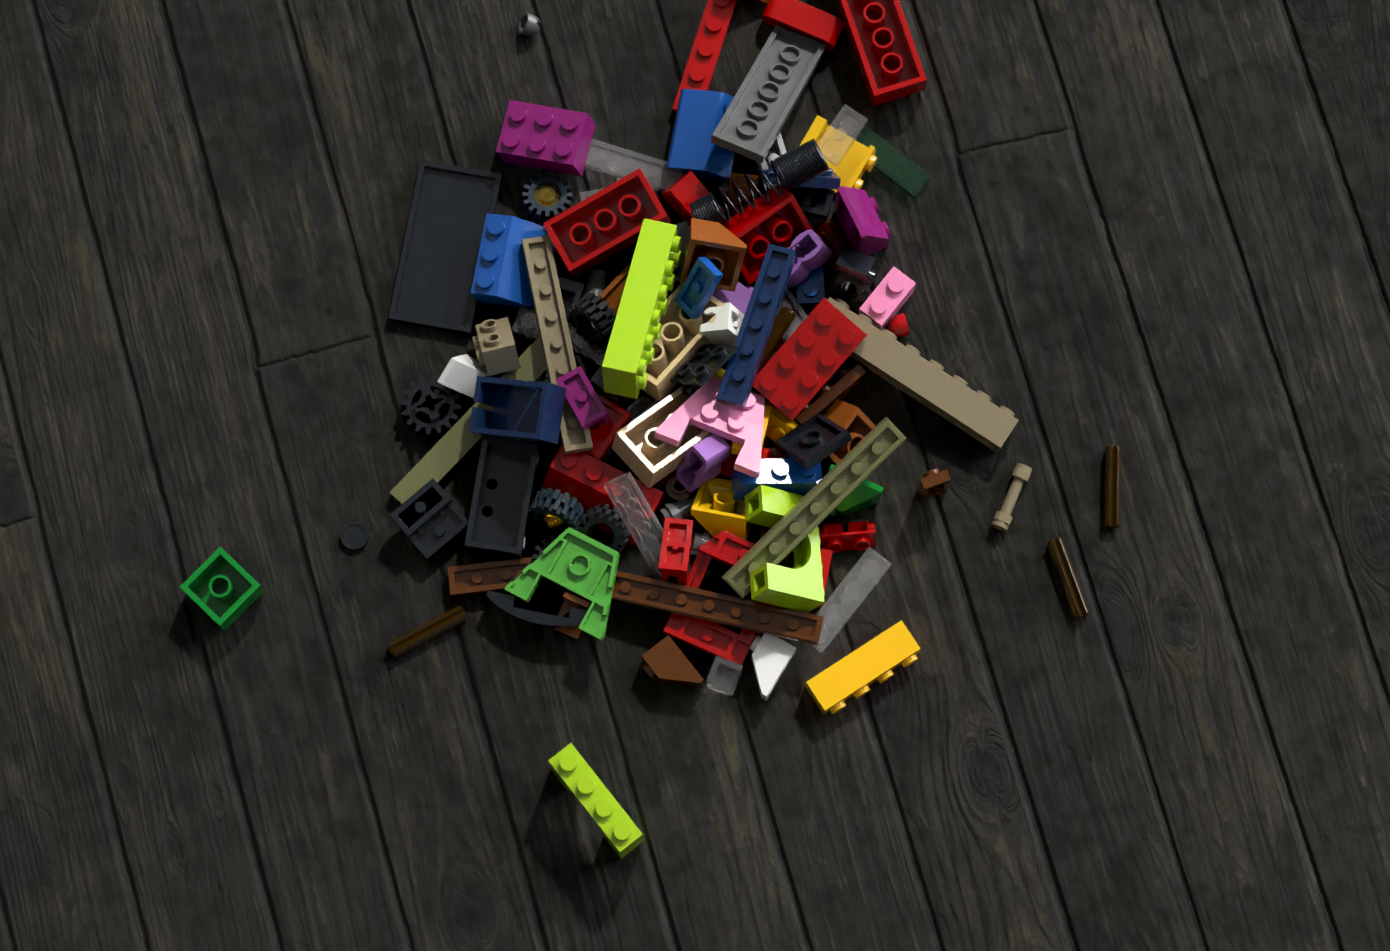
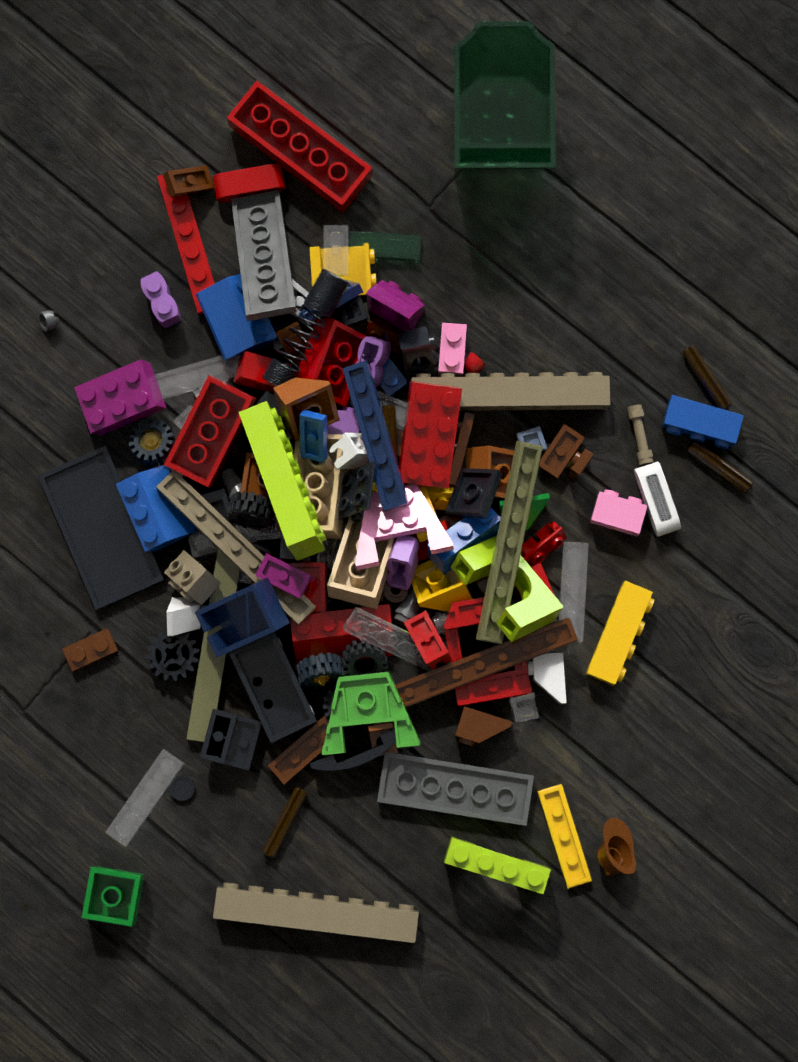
camera: 30 degrees left, 5 degrees up
(313, 520) = (145, 797): none -> clear plate
(358, 352) = (90, 650): none -> reddish brown plate
(397, 734) = (316, 914): none -> dark tan brick
(608, 708) = (455, 788): none -> dark grey plate
(645, 74) = (159, 296): none -> medium lavender brick
(680, 822) = (564, 836): none -> yellow tile
(721, 866) = (617, 850): none -> reddish brown piece
(910, 431) = (532, 436): none -> sand blue tile
(917, 462) = (560, 451): none -> reddish brown plate
(940, 555) = (618, 512): none -> bright pink brick
(986, 567) = (658, 498): none -> white beam
(1078, 523) = (702, 422): none -> blue brick
(1091, 95) = (504, 98): none -> clear green windscreen

